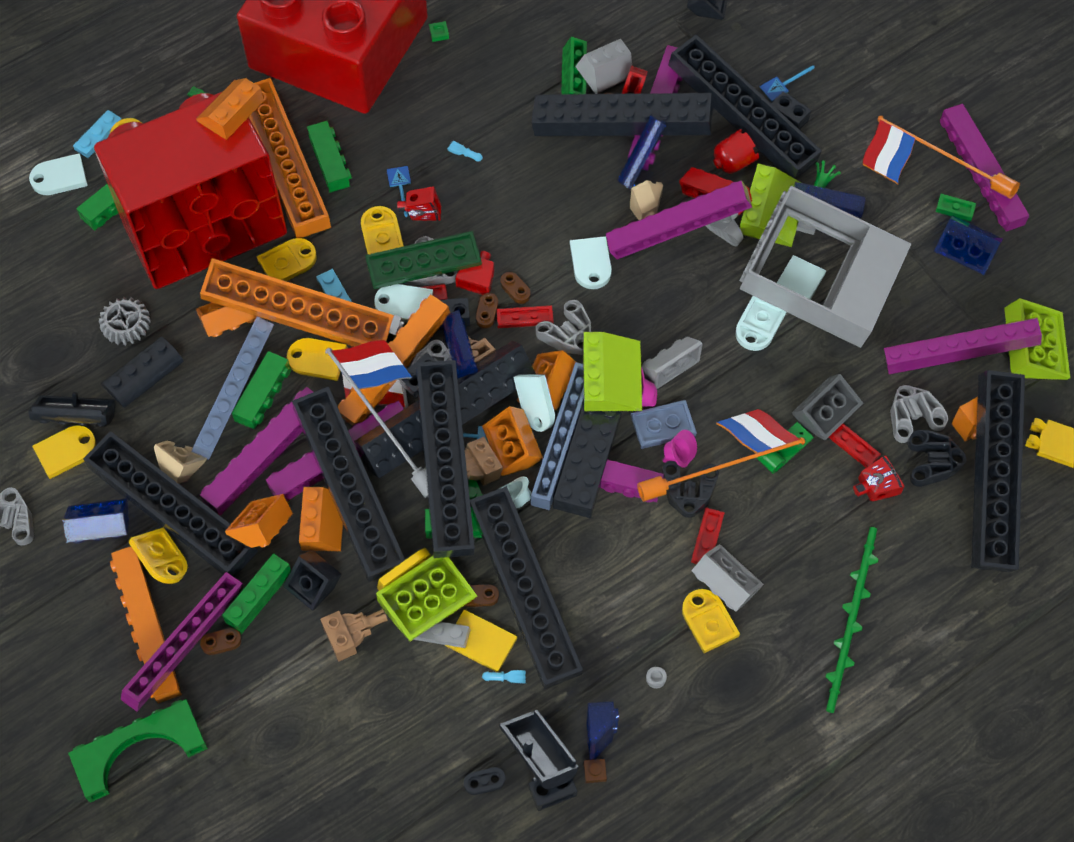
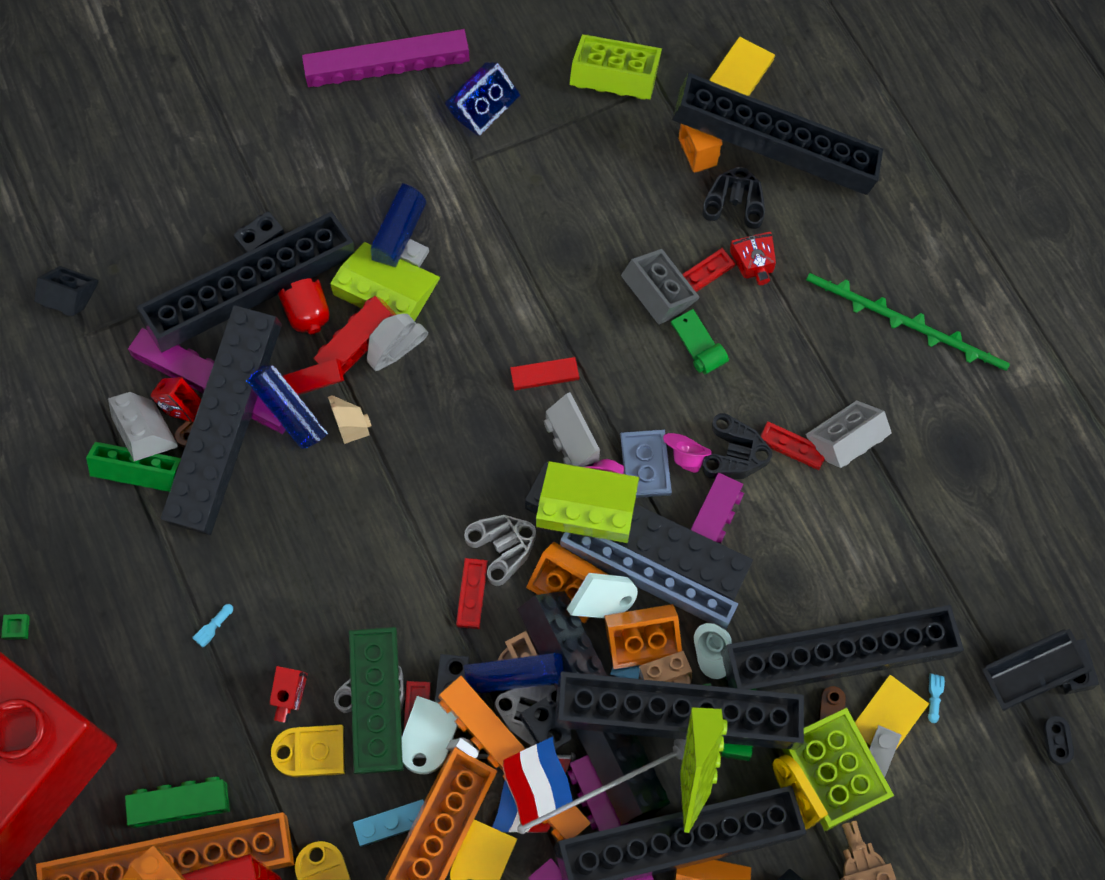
camera: 80 degrees left, 5 degrees up
(398, 470) = (700, 760): none -> lime slope
(399, 177) = (230, 716): piece -> none
(477, 278) = (410, 637): red torso -> none
(488, 309) = (453, 636): reddish brown plate -> none
(514, 286) = (430, 598): reddish brown plate -> none
(590, 260) = (410, 501): light aqua tile -> none
(595, 771) = (1053, 618): reddish brown plate -> none
(601, 725) = (1024, 599): clear blue slope -> none
(656, 677) = (952, 533): light grey tile -> none
(674, 169) = (315, 377): none -> red tile
(679, 220) = (399, 383): magenta brick -> none
(708, 621) = (893, 465): yellow tile -> none
(725, 336) = (544, 373): none -> red tile
(752, 429) = (679, 365): flag -> none
(760, 322) = (534, 332): light aqua tile -> none
(775, 87) = (217, 246): piece -> none
(801, 277) = (490, 281): light aqua tile -> none
(823, 179) = (361, 222): green piece -> none
(861, 280) = (510, 211): light grey panel -> none
(894, 145) = (340, 144): flag -> none
(916, 405) = (672, 203): light grey connector -> none
(955, 207) = (431, 99): green plate -> none
(963, 346) = (618, 132): magenta brick -> none

